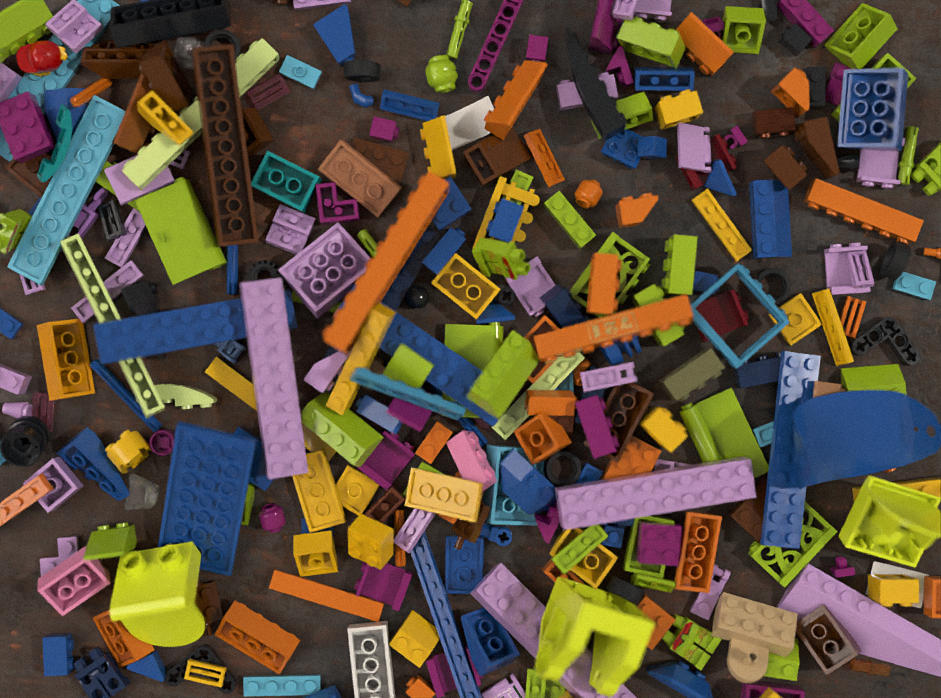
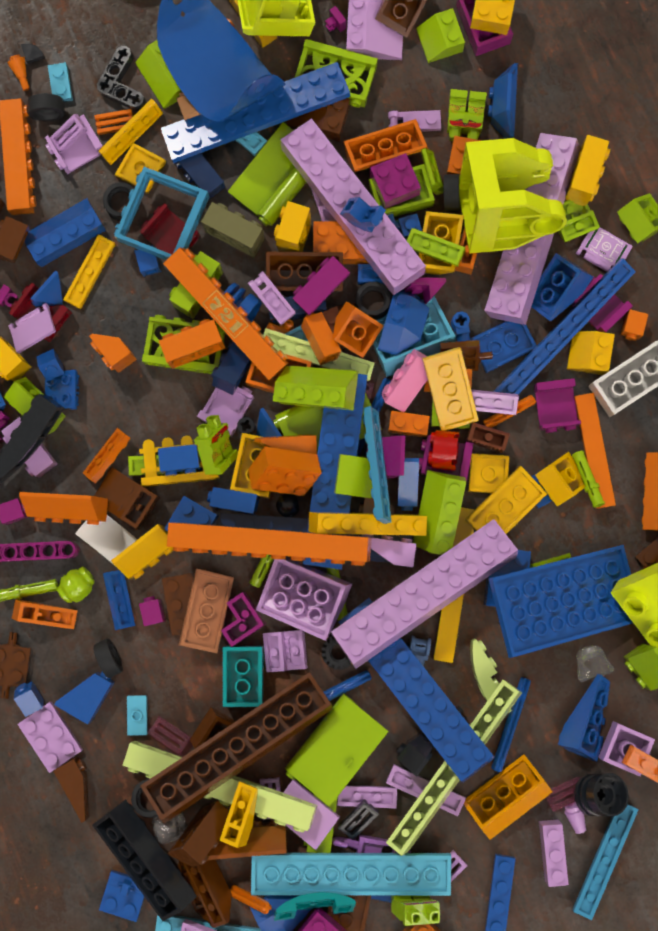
camera: 105 degrees left, 5 degrees down
(128, 451) = (559, 694): yellow brick -> none
(163, 442) = (534, 666): magenta wheel -> none
(272, 517) = (551, 534): magenta head -> none
(303, 575) = (591, 486): none -> lime pin
(359, 98) = (134, 648): blue arm -> none
(370, 541) = (526, 433): yellow brick -> none
(393, 461) = (444, 451): none -> red brick
(430, 32) = (44, 614): none -> orange slope
(444, 308) = (284, 471): none -> orange brick
(462, 332) = (298, 443): none -> orange slope
(569, 219) = (150, 405): lime brick -> none
(588, 193) = (119, 400): orange head -> none
(638, 496) = (362, 215): none -> blue brick
(679, 265) = (142, 287): lime brick -> none
(753, 634) = (430, 64): tan brick -> none

